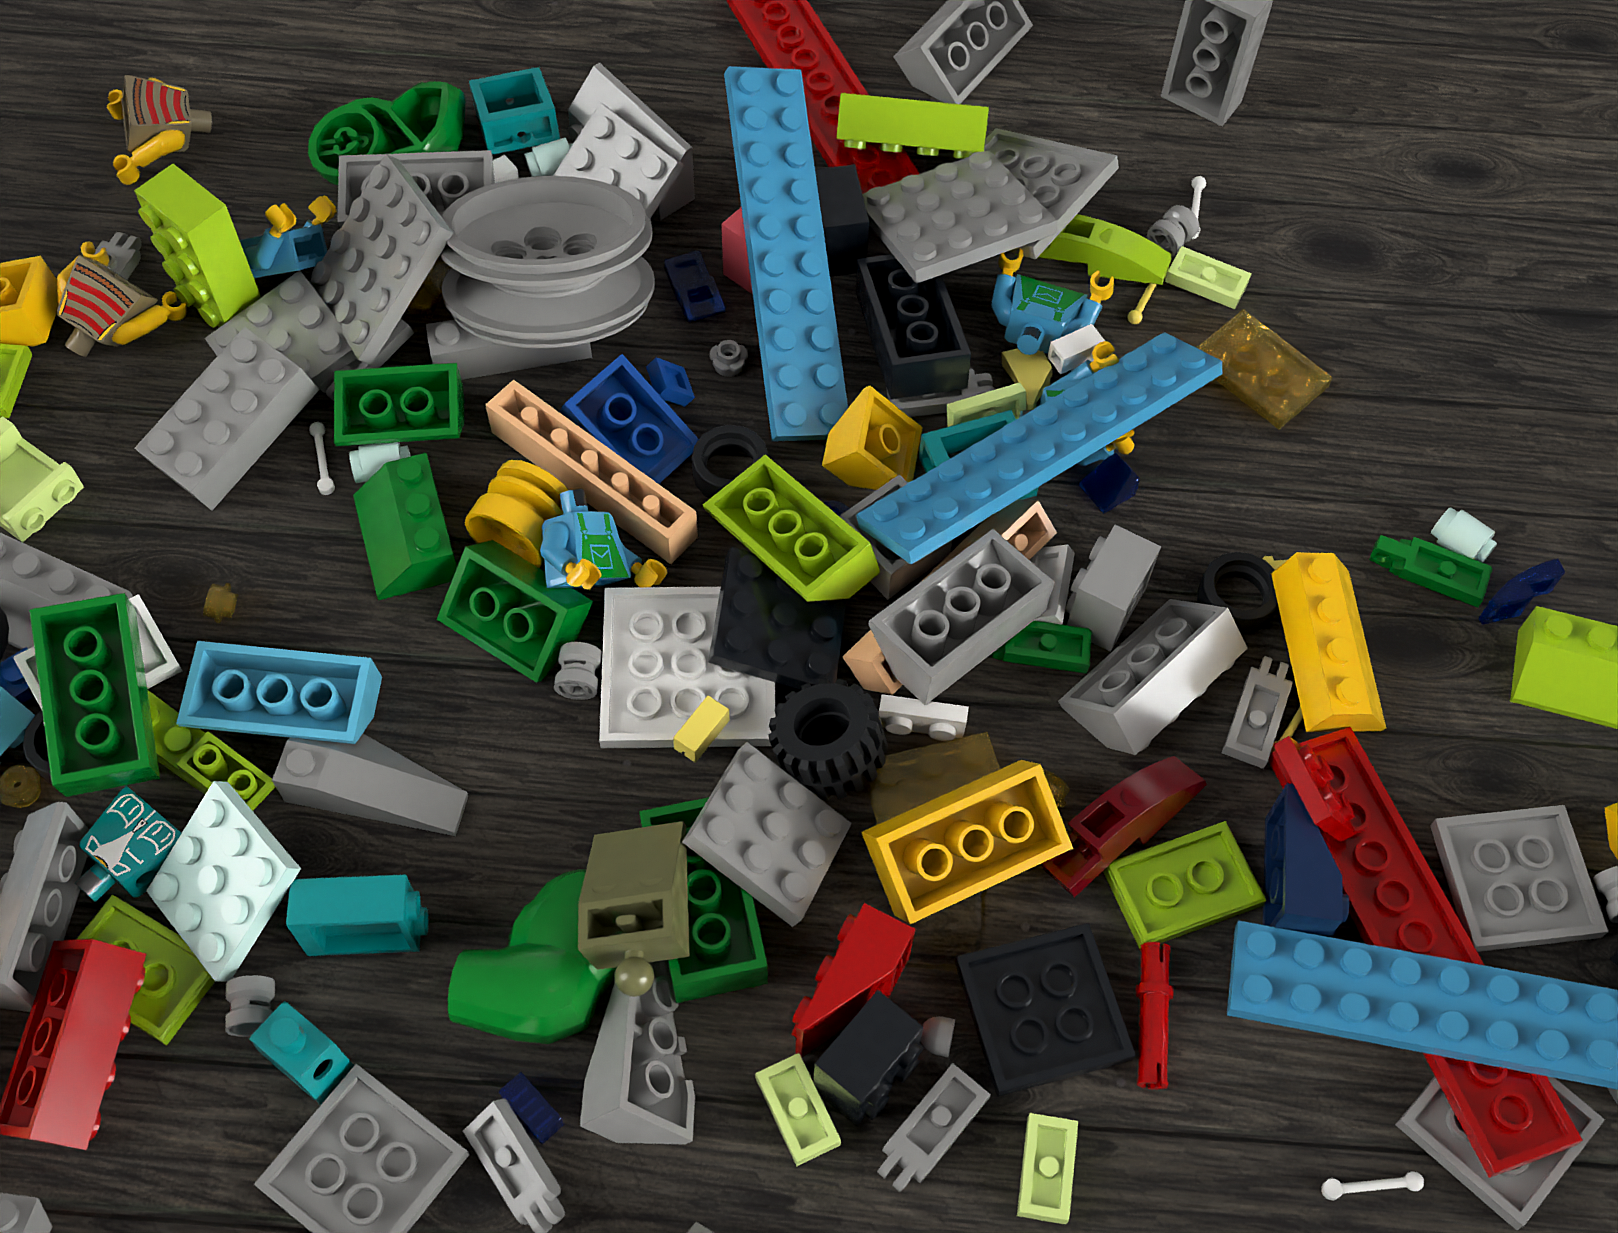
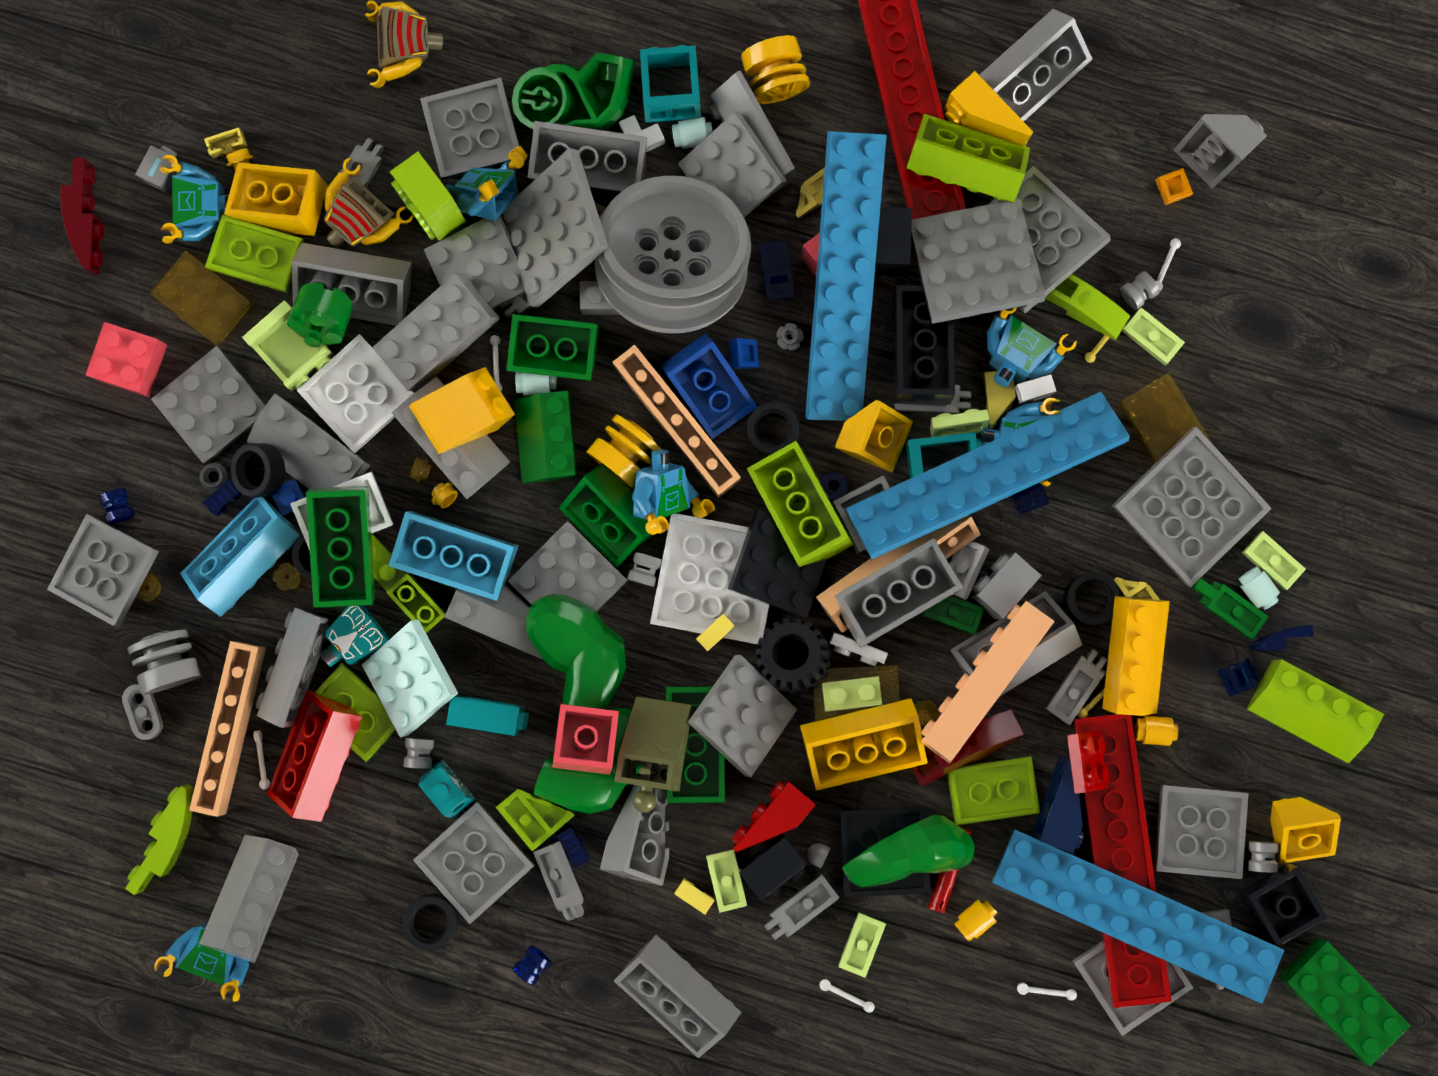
camera: 15 degrees right, 25 degrees up
(55, 421) = (320, 314): none -> green brick
(96, 391) = (373, 283): none -> light grey slope
(118, 520) = (355, 393): none -> white plate
(259, 181) = (470, 127): none -> light grey plate
(259, 549) = (466, 465): none -> light grey slope
(260, 628) = (444, 495): none -> yellow plate
(276, 499) = (462, 411): none -> yellow slope
(454, 1073) = (532, 817): none -> lime wing
(464, 713) = (569, 568): none -> light grey plate
(492, 787) = (580, 645): none -> green piece
(519, 898) = (585, 739): none -> coral brick
(649, 68) = (775, 69): none -> yellow wheel
(722, 200) = (811, 194): none -> light yellow slope
(749, 1148) = (689, 893): none -> light yellow piece
(919, 69) = (982, 109): none -> yellow slope
(927, 776) = (851, 693): none -> yellowish green plate
(1093, 958) = (922, 847): none -> green piece
(1126, 703) = (987, 681): none -> light nougat brick
(1175, 127) = (1174, 186): none -> light orange tile
(1221, 1085) = (976, 919): none -> yellow brick
(1334, 452) = (1191, 506): none -> light grey plate
(1396, 746) = (1155, 730): none -> yellow brick
(1462, 493) = (1273, 560): none -> yellowish green plate
(1482, 658) = (1239, 677): none -> clear blue slope

